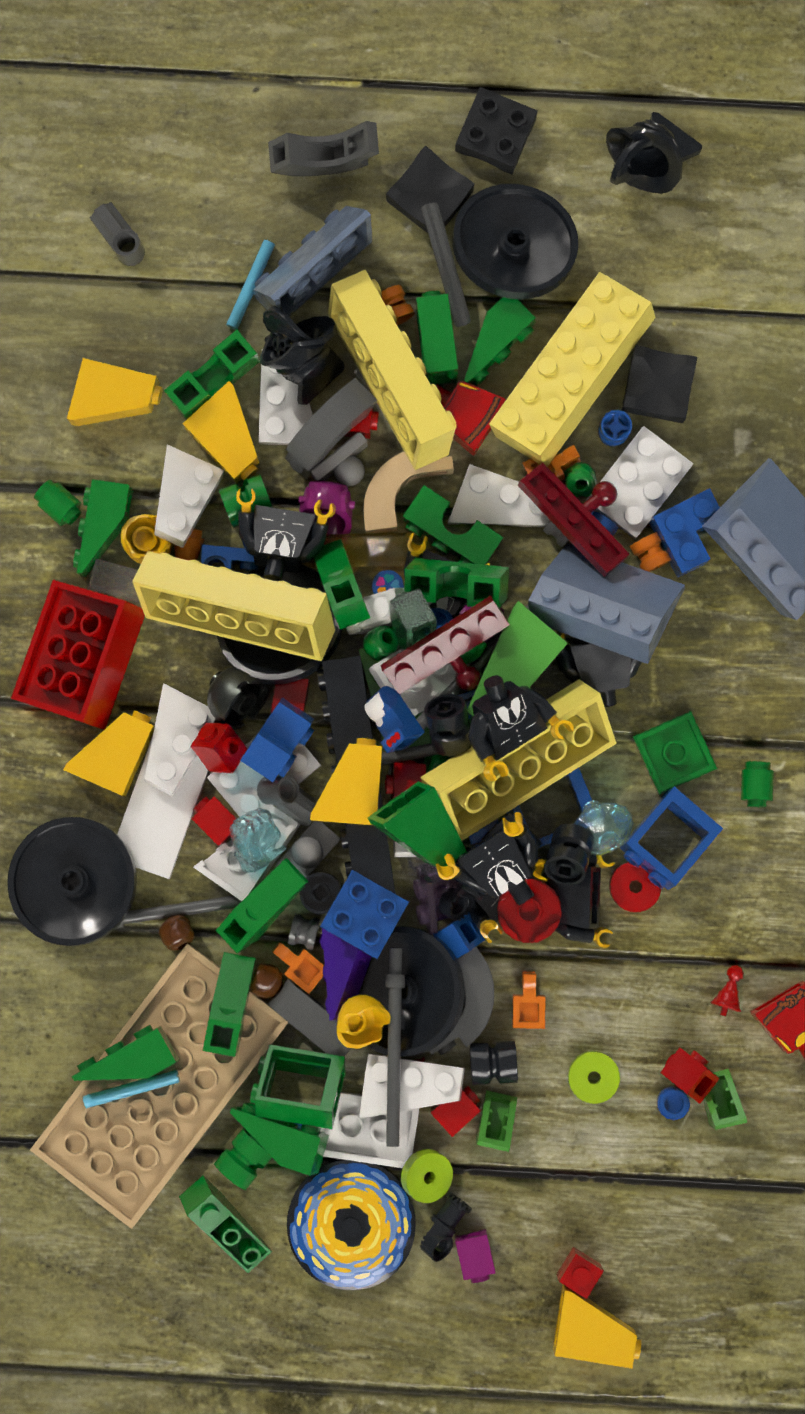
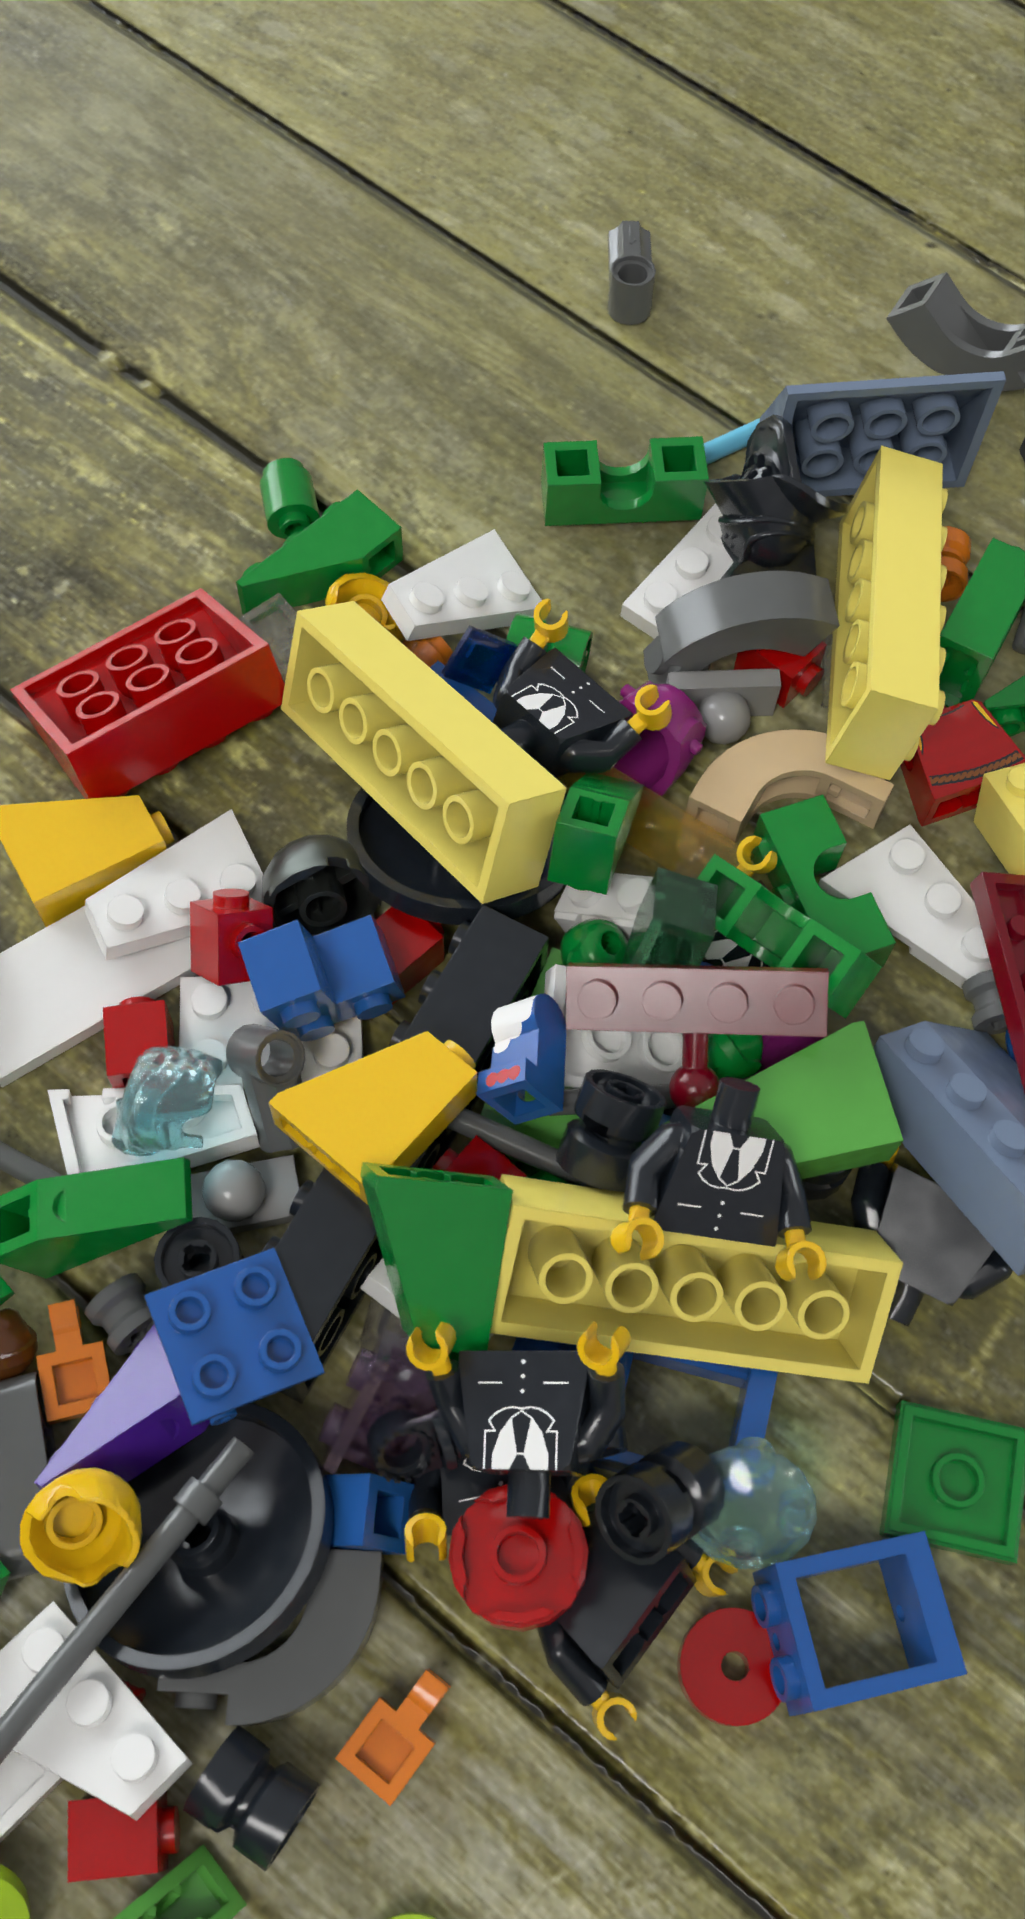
camera: 30 degrees right, 20 degrees down
(111, 393) = (468, 425): yellow slope -> none
(224, 434) = (585, 556): yellow slope -> none
(224, 534) = (478, 659): none -> clear blue slope

